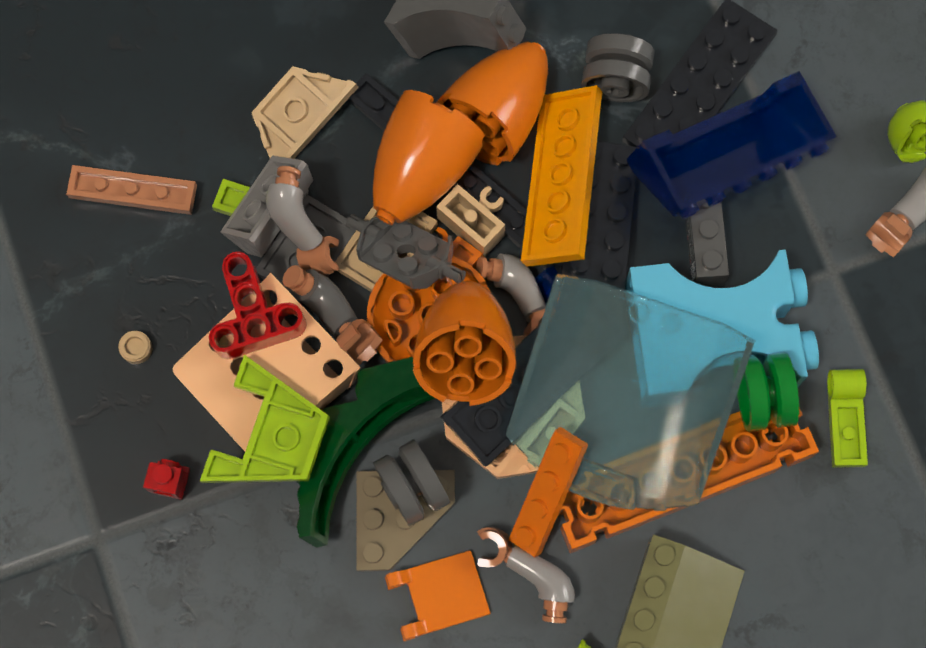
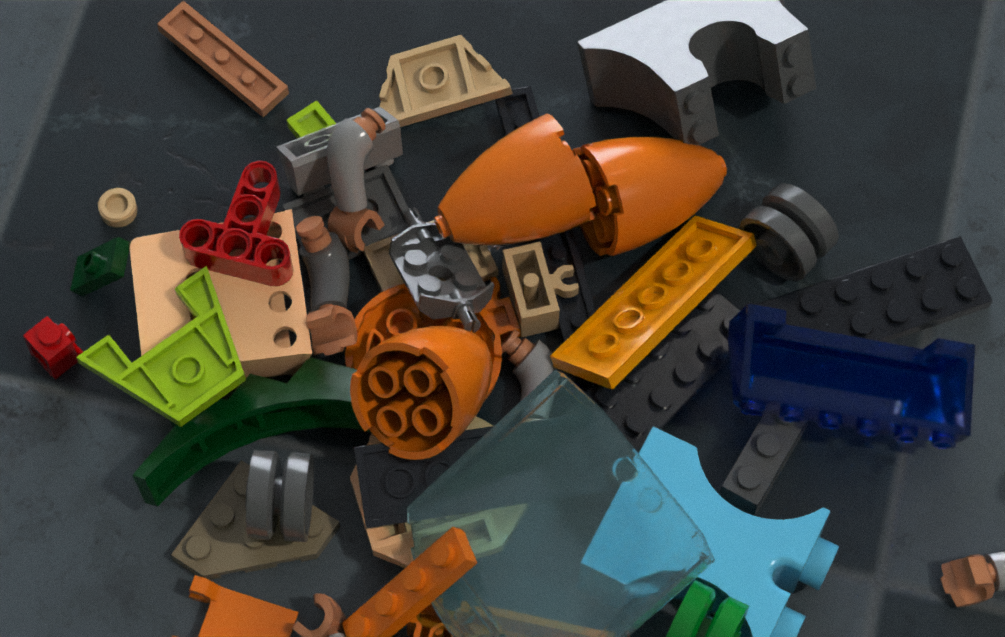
camera: 30 degrees right, 10 degrees down
(159, 400) = (100, 266): none -> dark green plate

